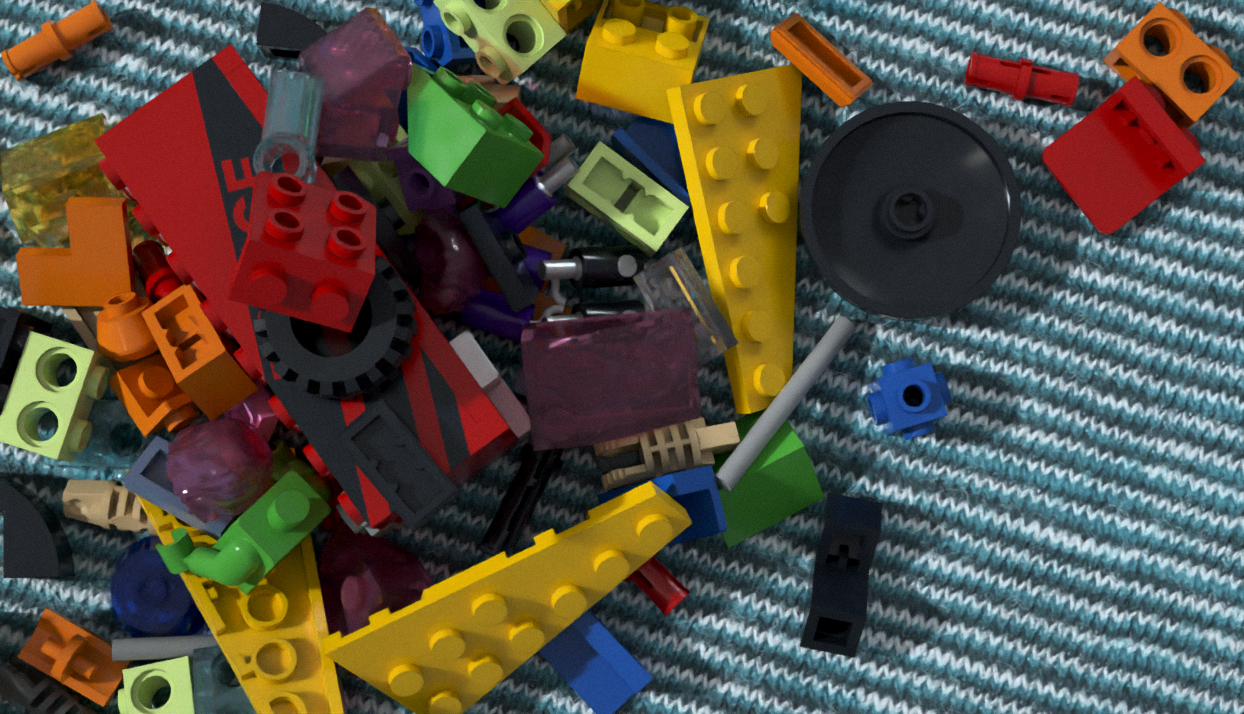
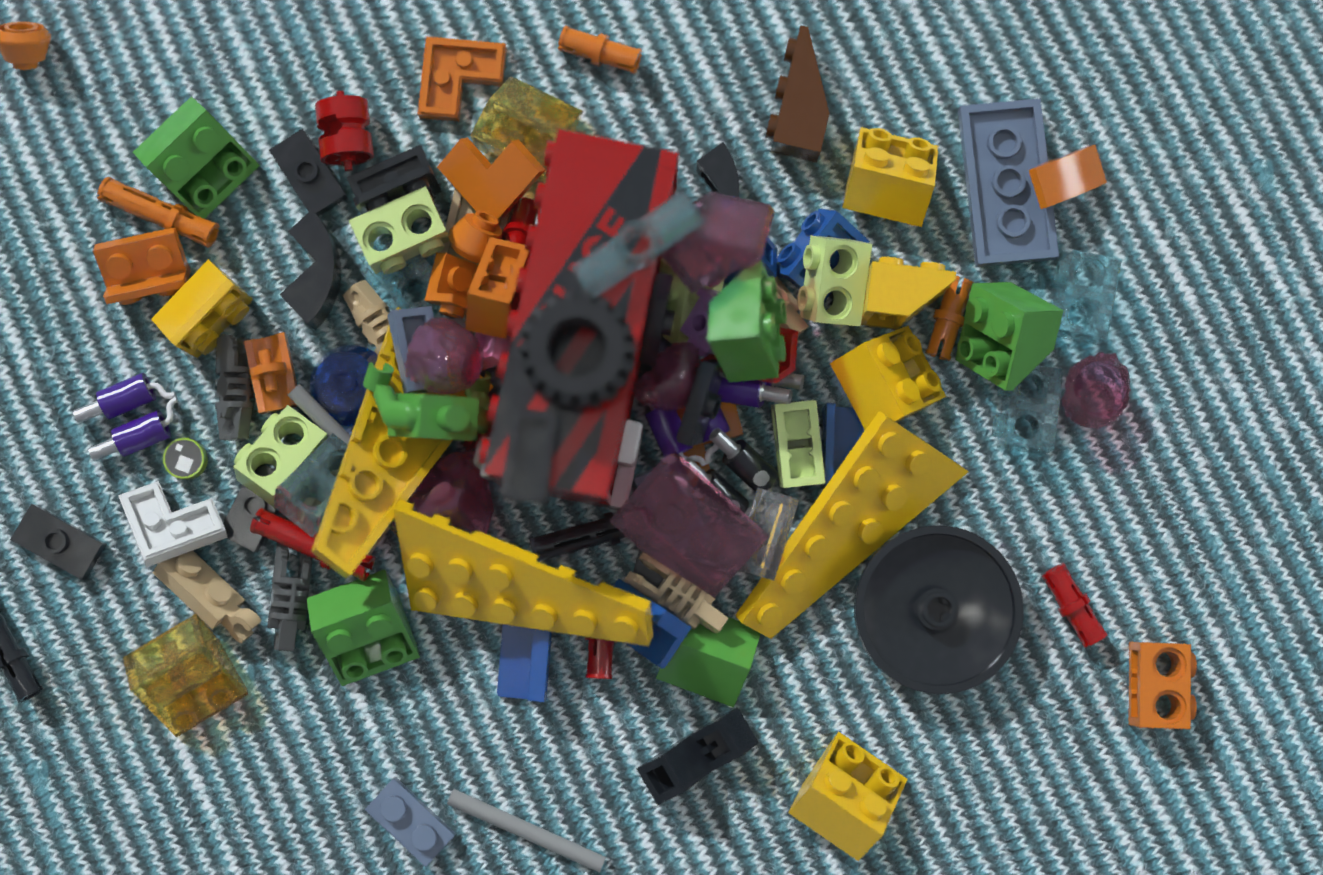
camera: 45 degrees right, 0 degrees up
(306, 252) = (599, 301): red bracket -> none
(784, 404) = (764, 637): light grey bar -> none
(819, 60) = (978, 480): orange tile -> none
(889, 407) = (815, 699): blue brick -> none
(1012, 463) = (848, 797): none -> yellow slope
(1122, 156) = (1081, 703): red bracket -> none

